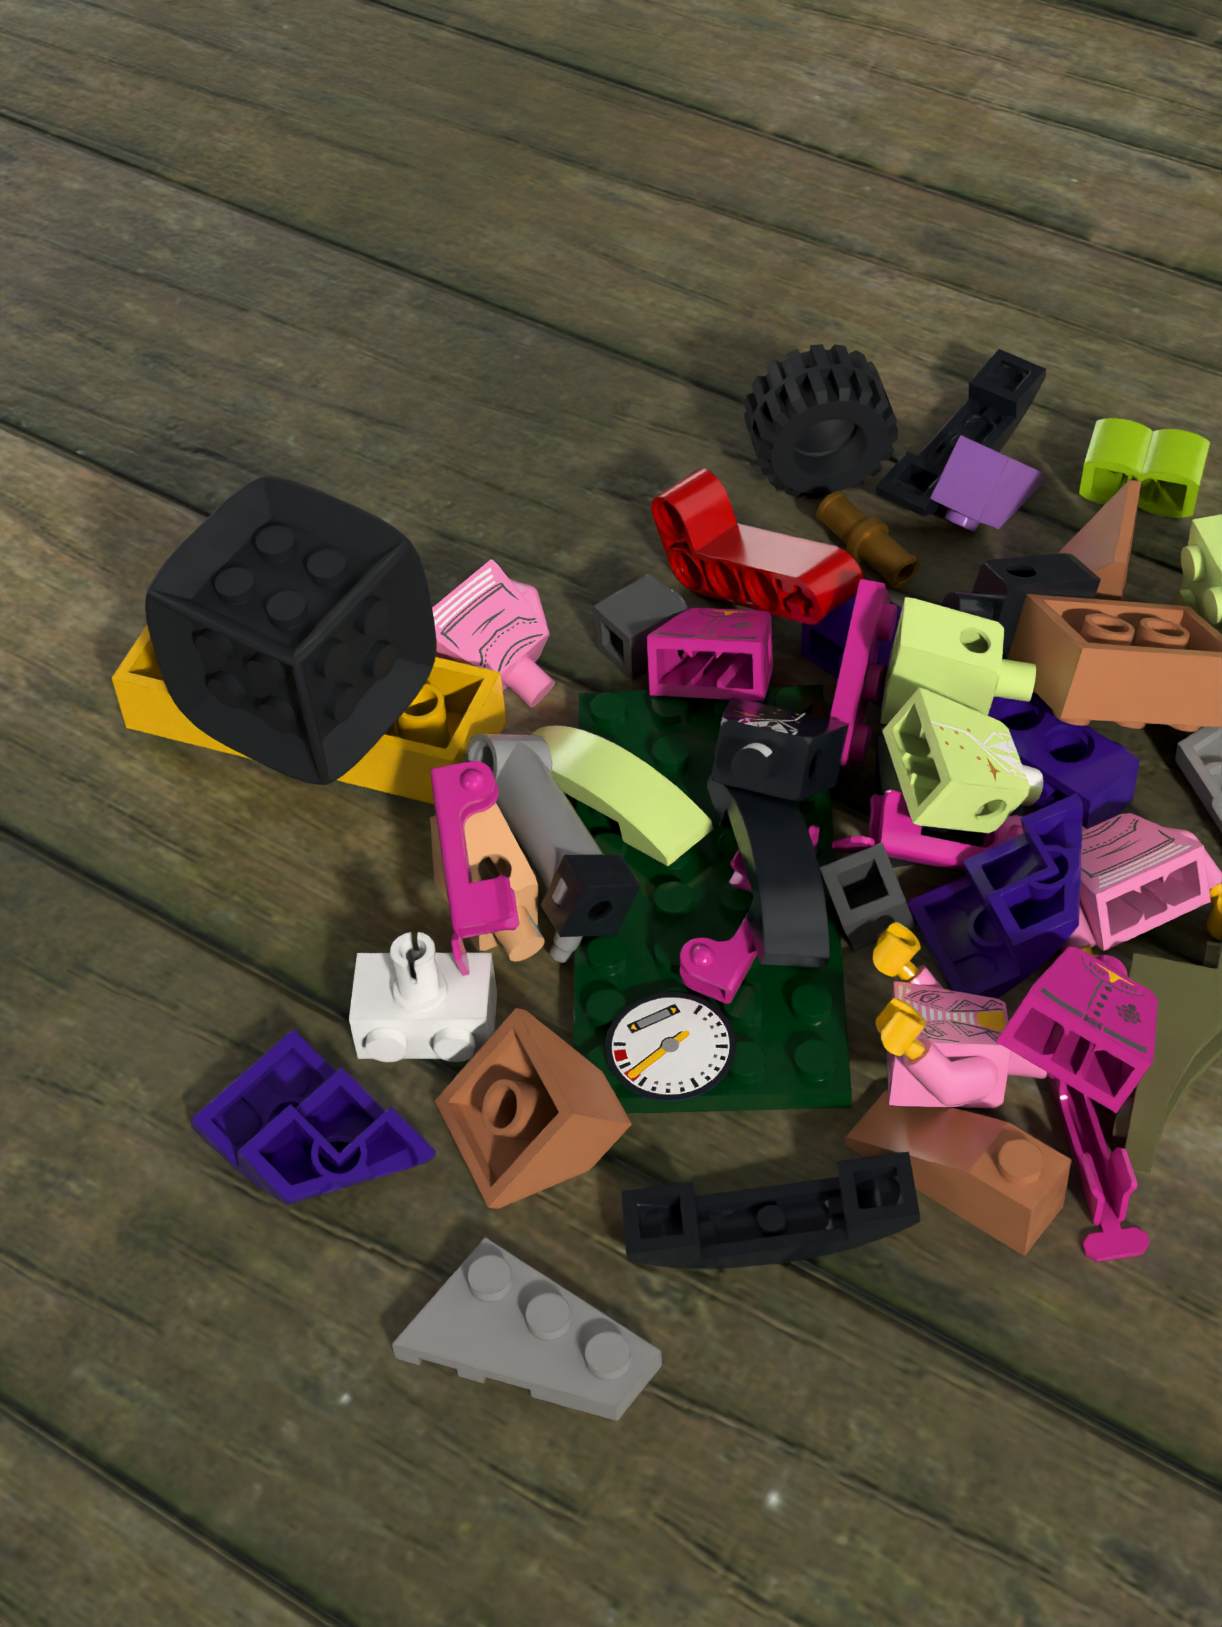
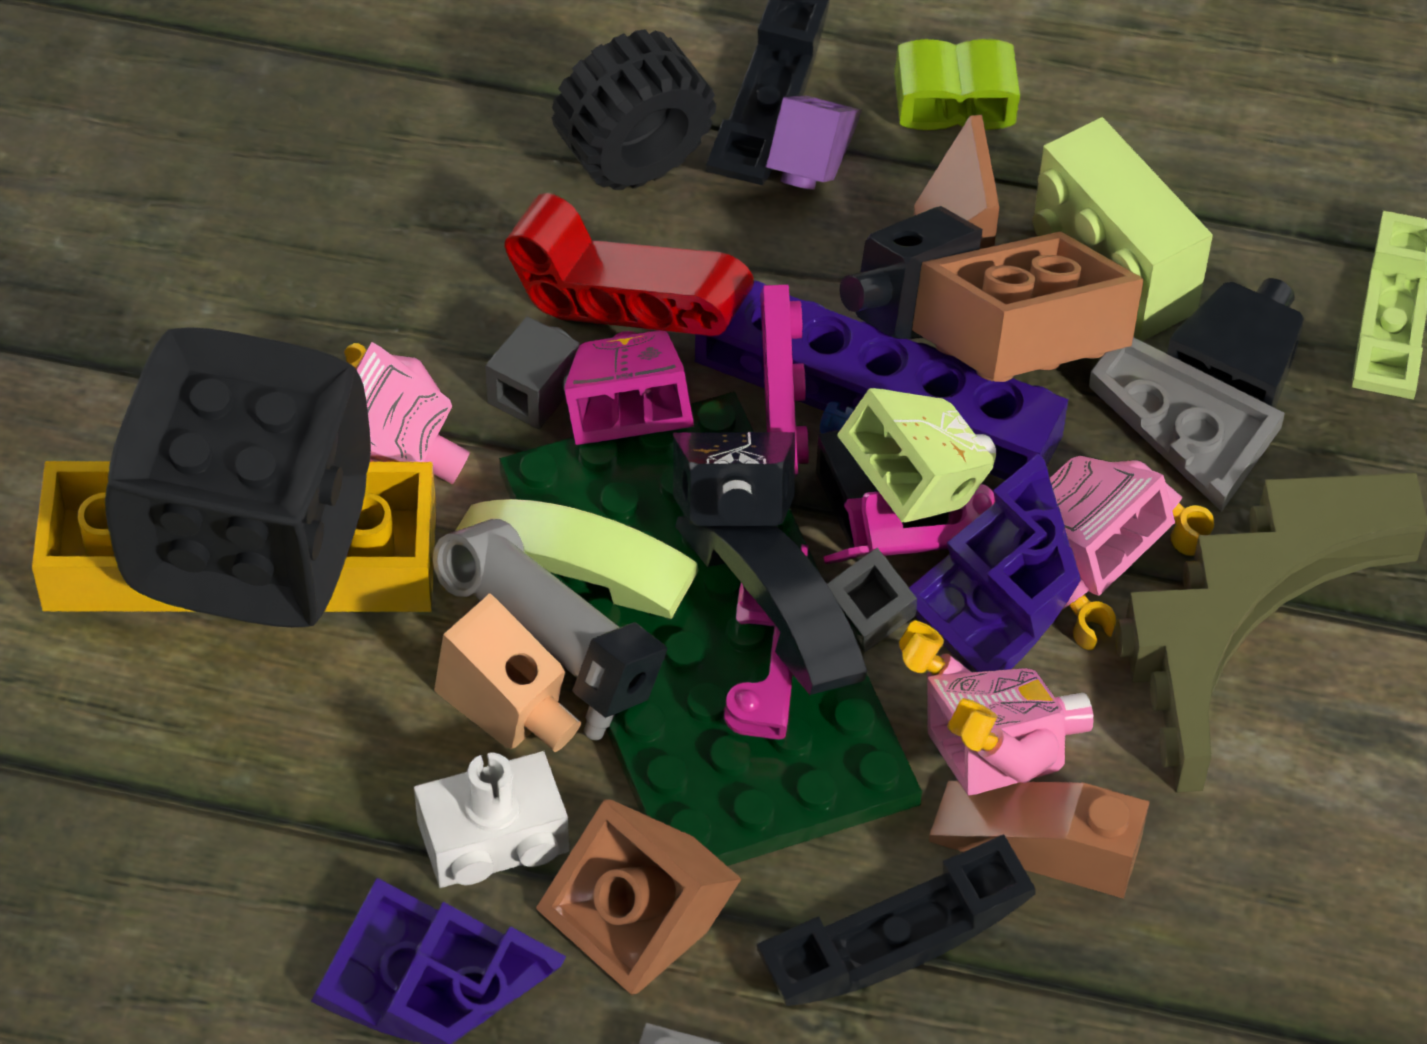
camera: 25 degrees left, 5 degrees up
(476, 906) = (522, 712): dark pink piece -> none
(670, 1046) = (744, 794): white sticker -> none
(867, 539) = (716, 223): pearl gold pin -> none
(952, 657) = (870, 346): yellowish green torso -> none
(1087, 1026) = (1124, 675): dark pink torso -> none
(1103, 1177) = (1174, 814): dark pink piece -> none

